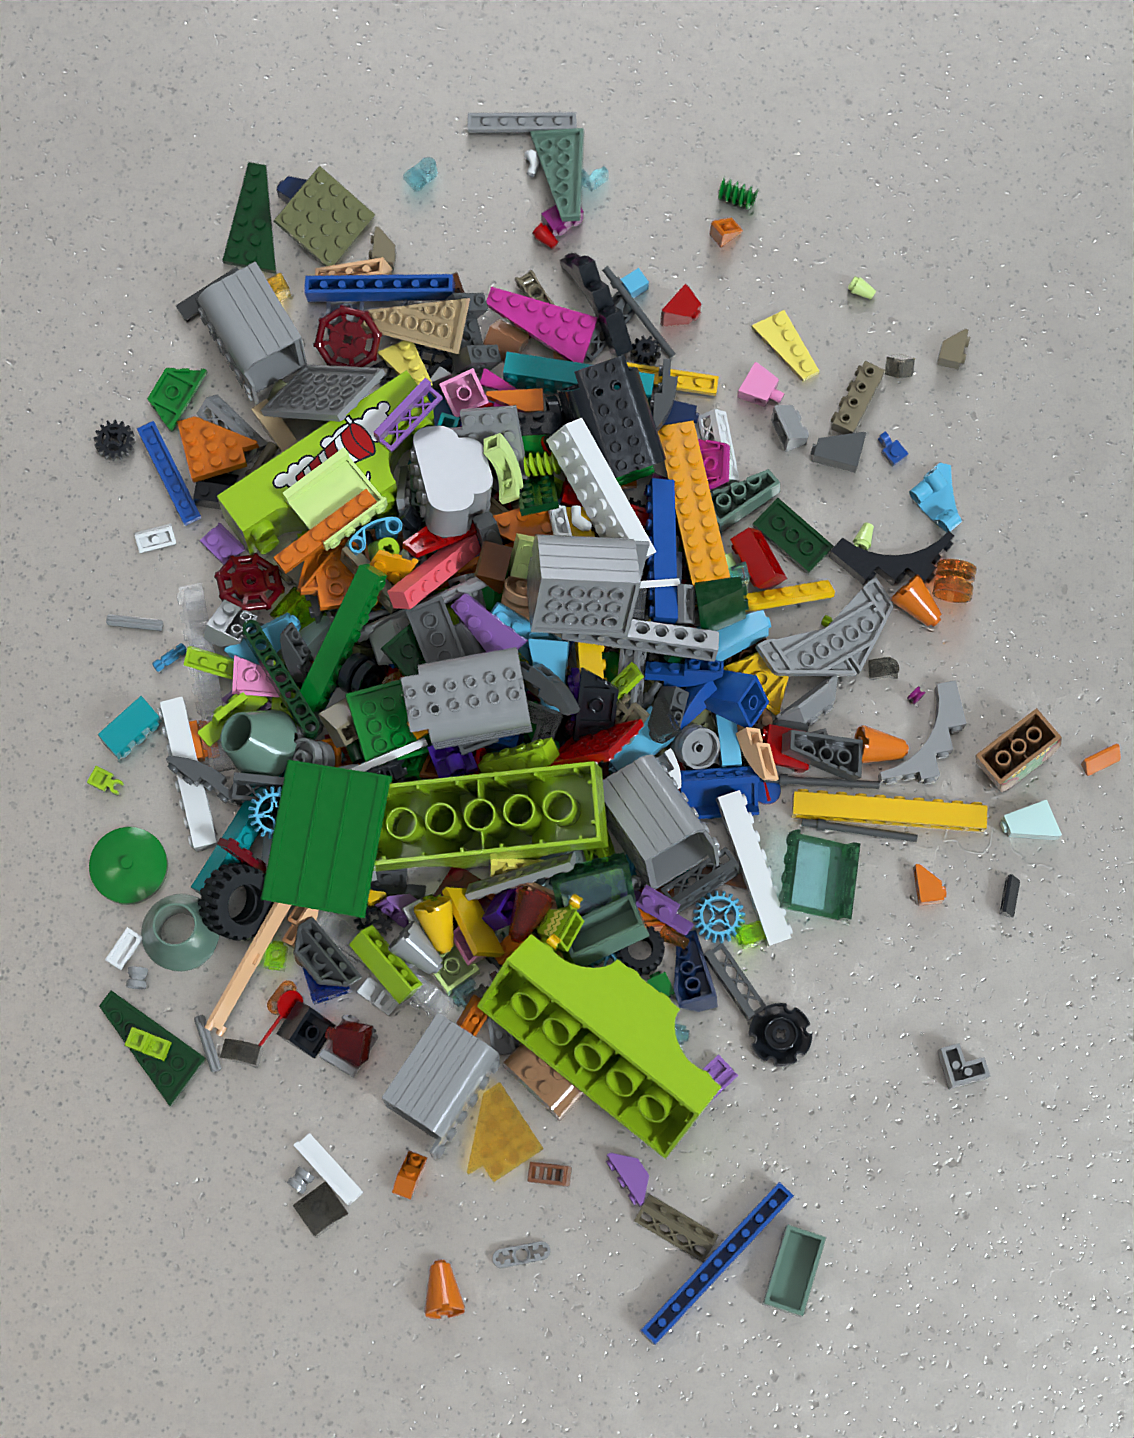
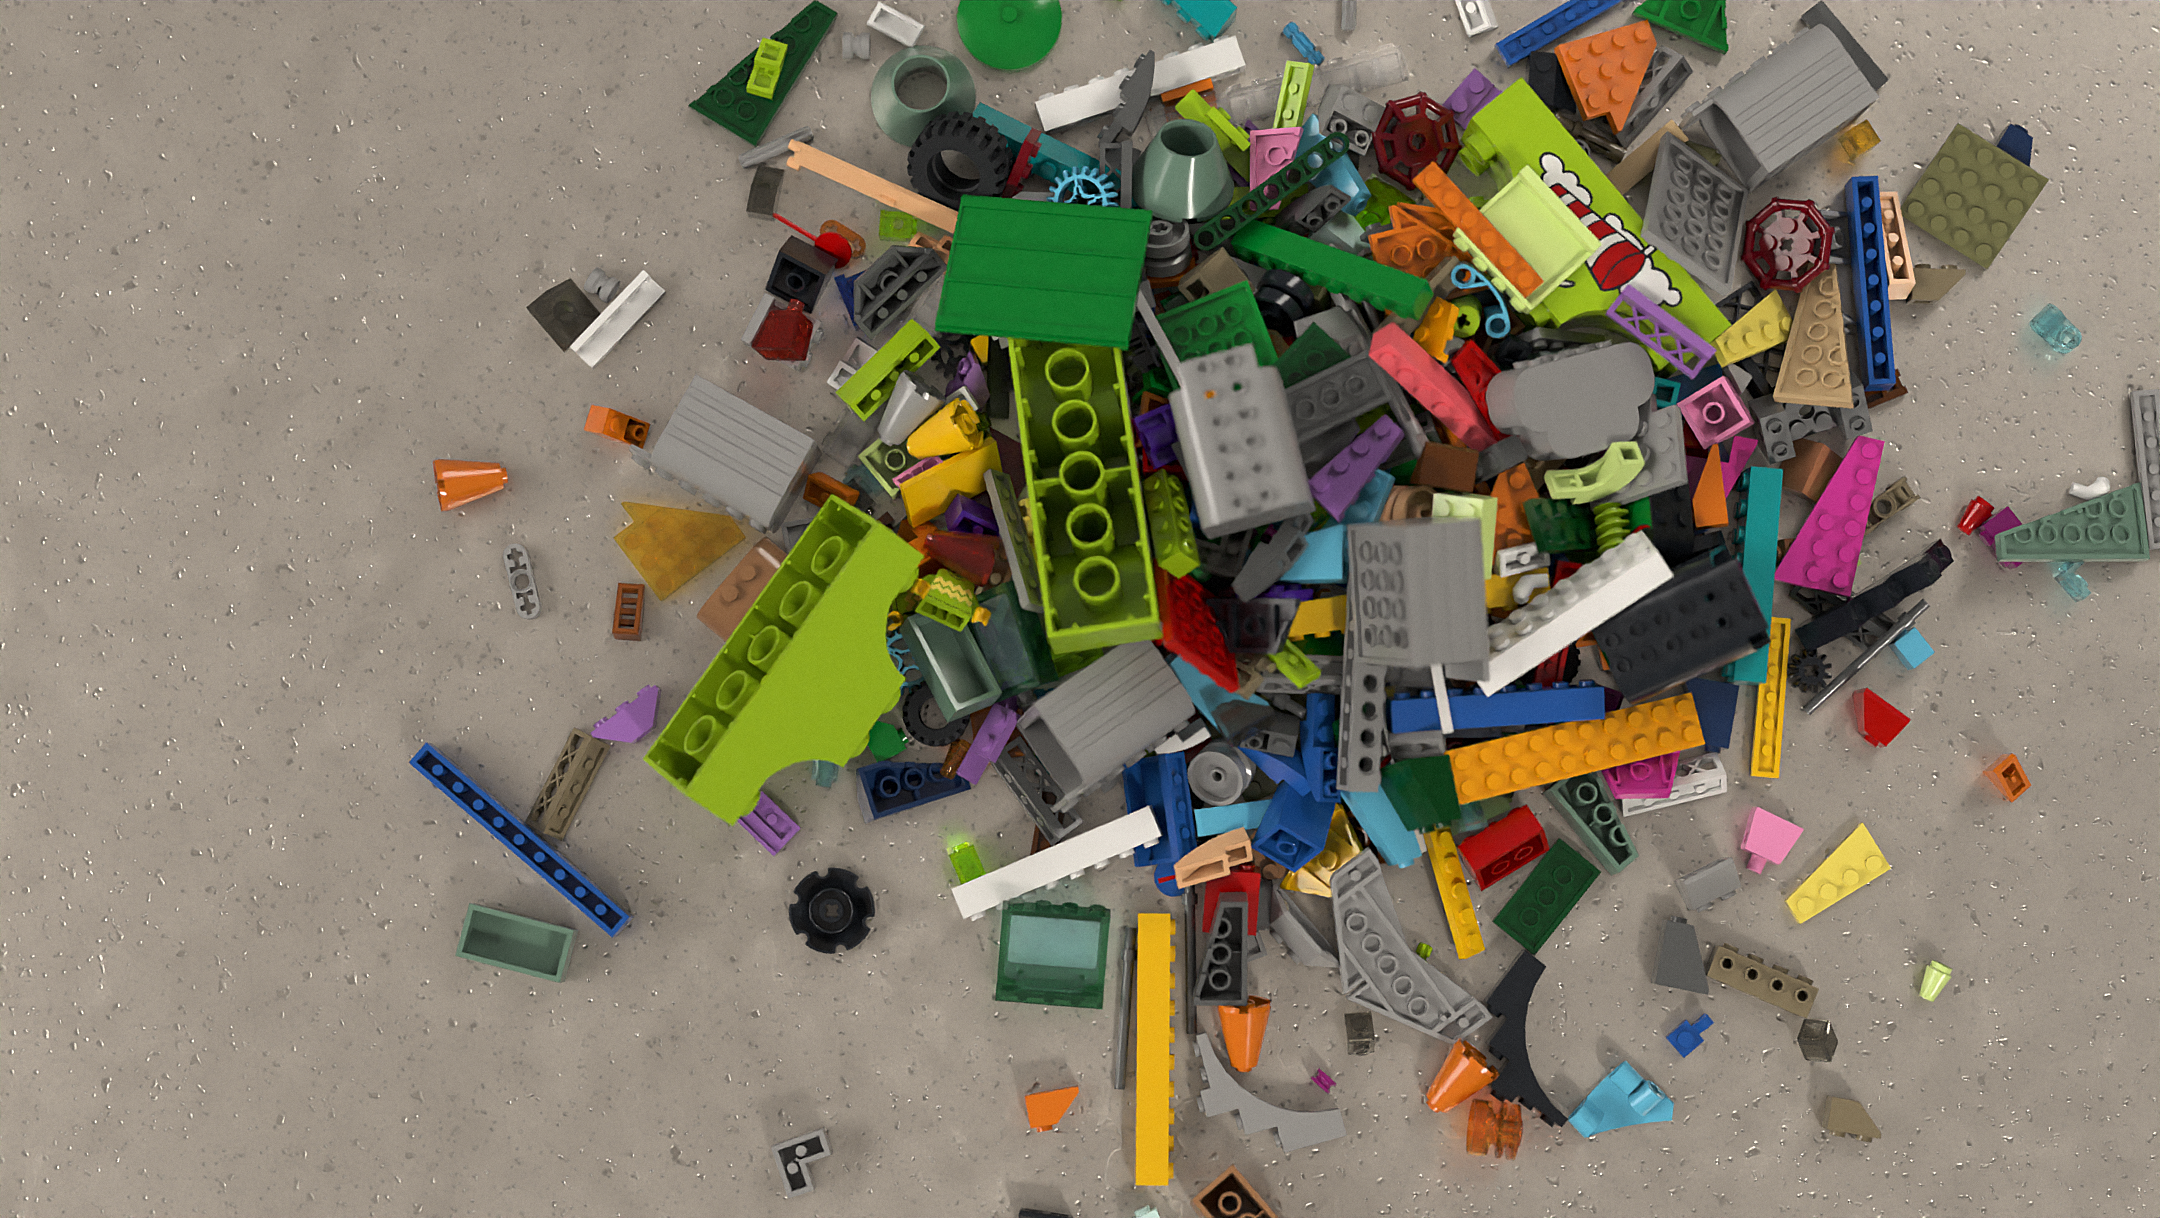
camera: 90 degrees right, 10 degrees up
(251, 227) = (1942, 95): dark green wing -> none
(664, 399) = (1724, 698): dark grey slope -> none
(729, 984) = (895, 838): dark grey fence -> none
(731, 905) = (972, 802): medium azure gear -> none
(737, 194) = (2066, 791): green piece -> none
(864, 536) = (1551, 998): yellowish green cone -> none

